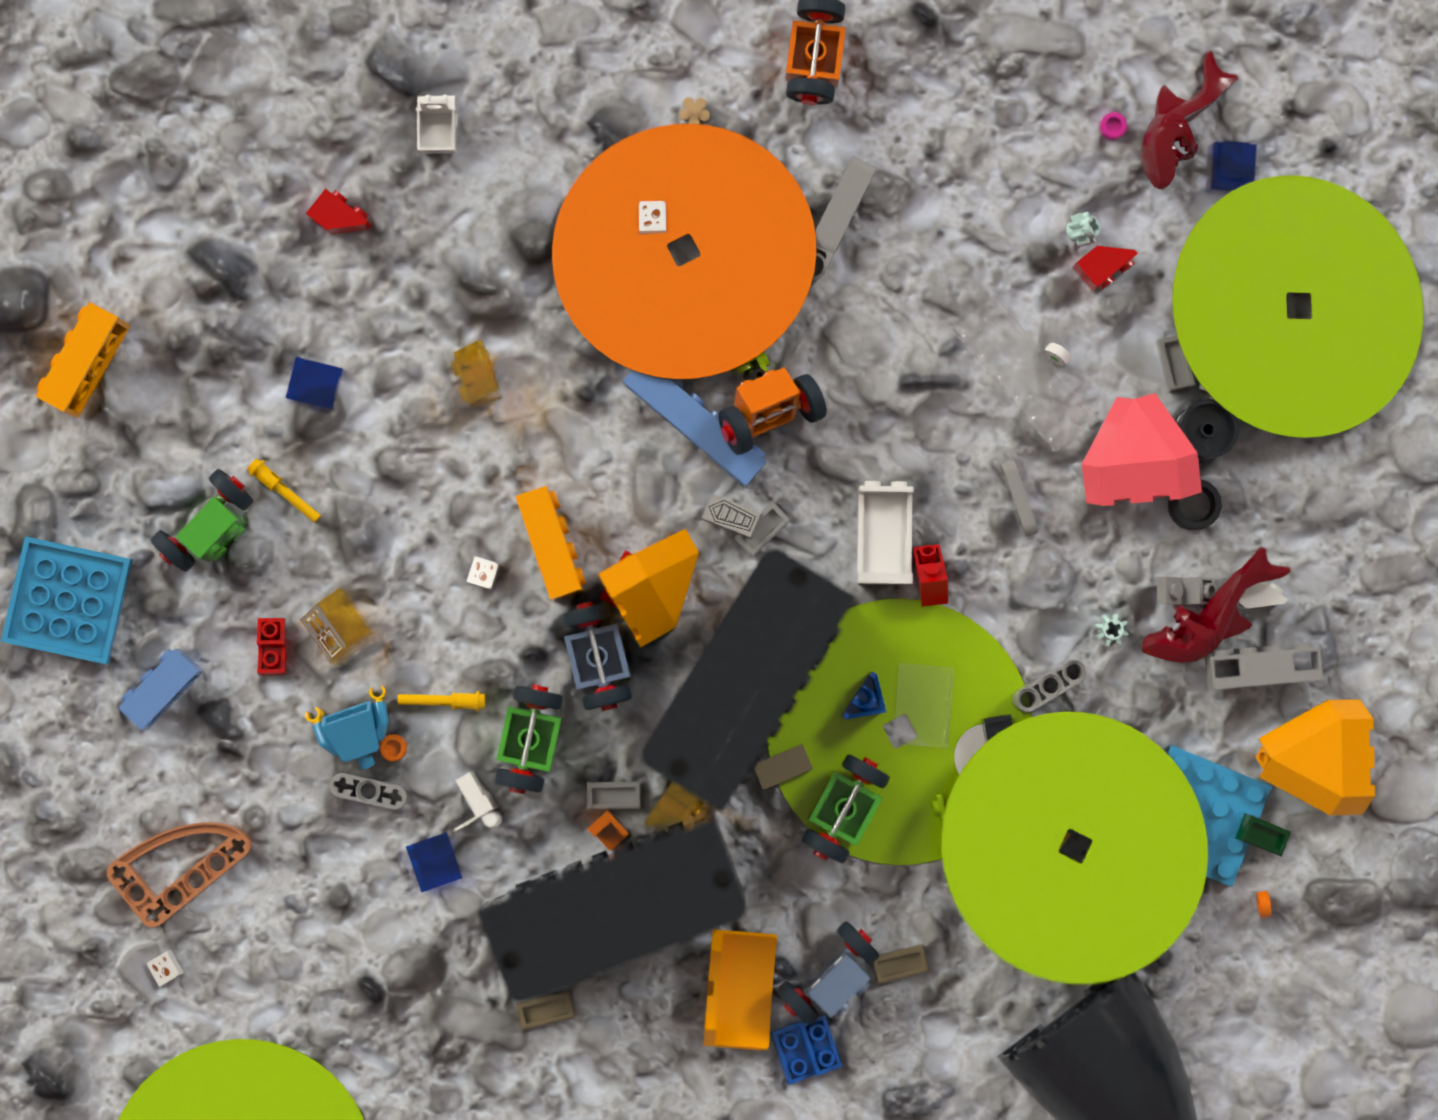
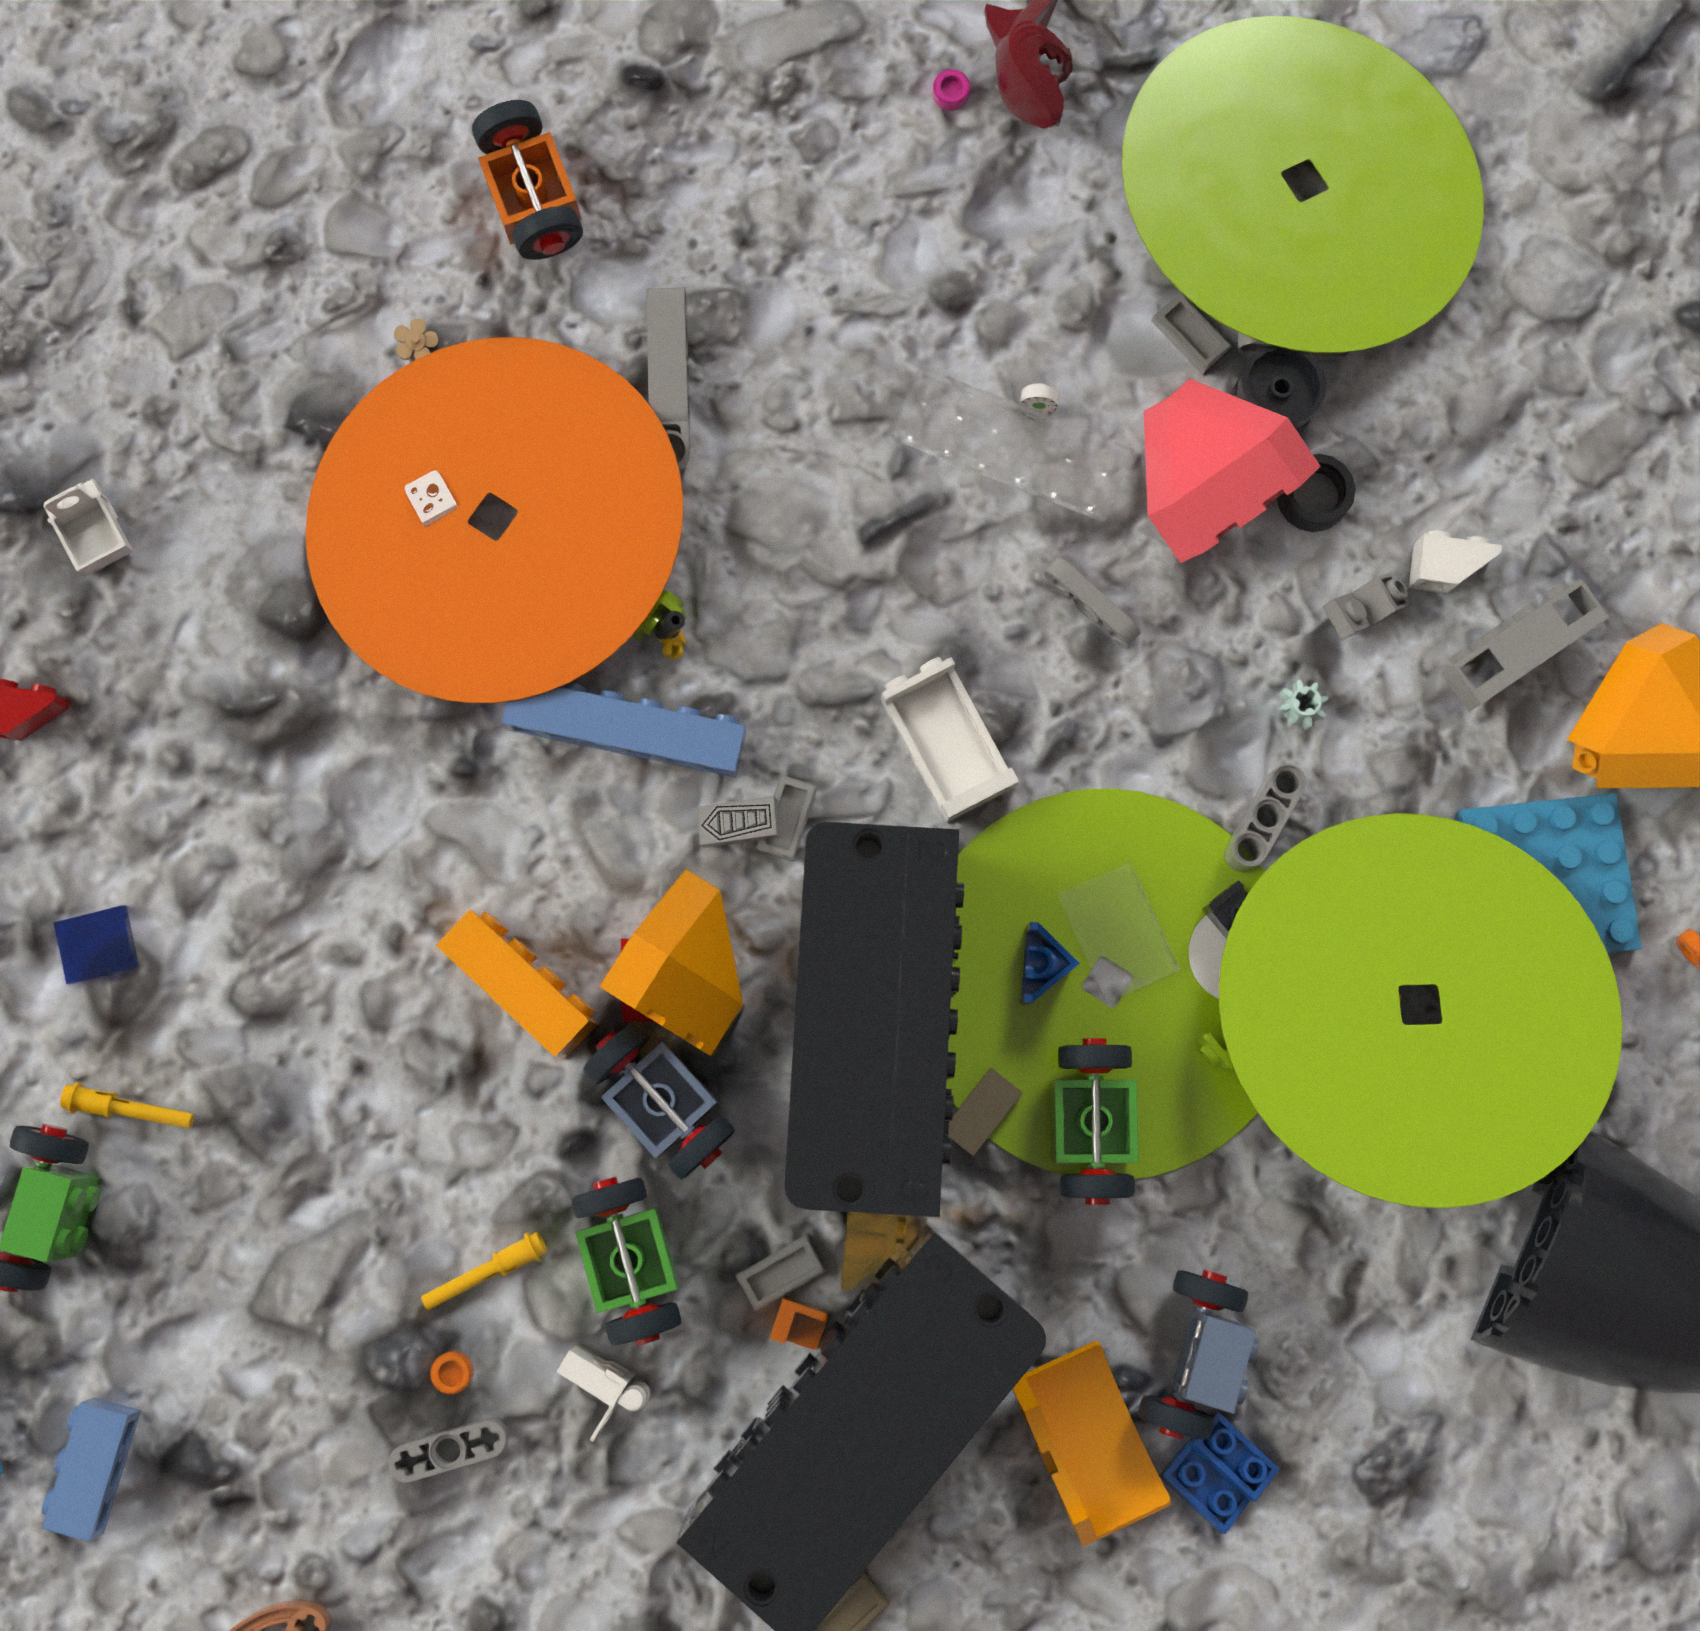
camera: 30 degrees left, 5 degrees down
(271, 646) = (216, 1325): red slope -> none
(336, 625) = (289, 1247): clear yellow slope -> none
(353, 731) = (384, 1380): dark azure torso -> none
(434, 862) = (588, 1498): clear blue piece -> none
(476, 373) = (305, 816): clear yellow slope -> none
(483, 573) = (451, 1072): white slope -> none
(767, 405) = (708, 650): brick -> none
(900, 964) = (1279, 1286): dark tan tile -> none
(930, 575) = (1036, 759): red slope -> none
(1083, 229) = (985, 228): light aqua gear -> none
(1102, 263) = (1032, 259): red slope -> none
(1204, 631) = (1431, 615): dark red piece -> none
(1232, 165) = (1122, 60): clear blue piece -> none
(1263, 834) = (1642, 859): dark green tile -> none

